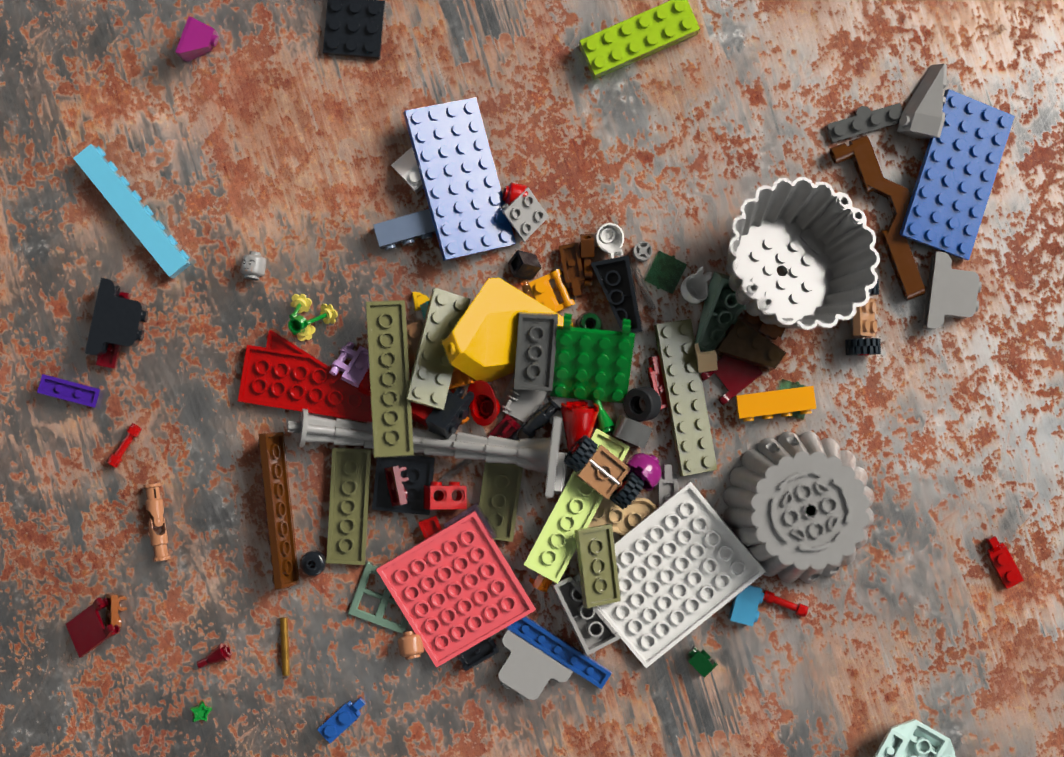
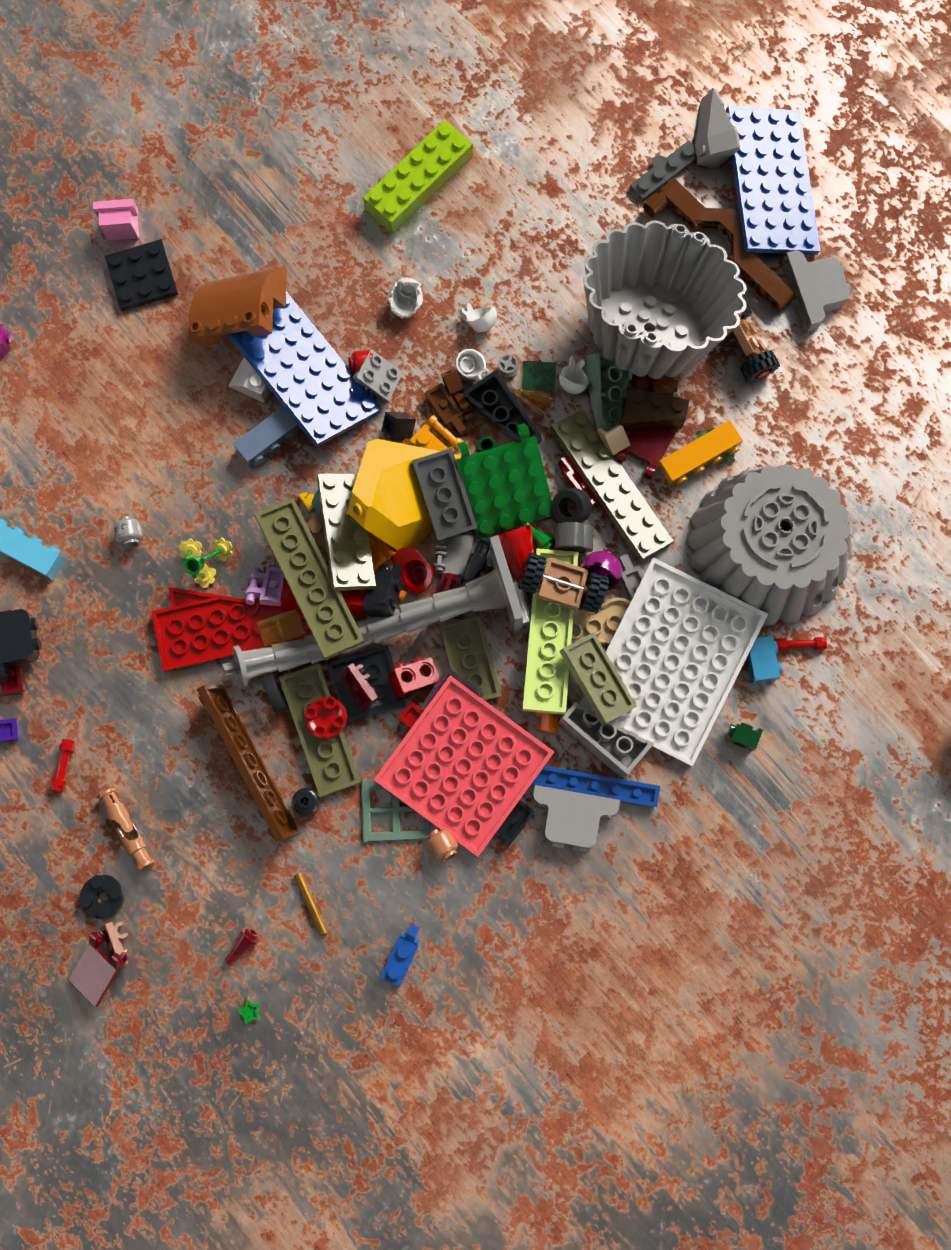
camera: 20 degrees left, 10 degrees down
(106, 566) = (89, 896): none -> black plate
(322, 461) = (274, 694): none -> black tyre
(350, 408) = (280, 627): none -> clear yellow panel
(357, 500) = (325, 717): none -> red dish
(426, 100) = (237, 305): none -> dark orange slope
(578, 151) = (405, 297): none -> white hair
(636, 196) = (479, 319): none -> white piece
(657, 293) = (538, 398): none -> clear orange cone

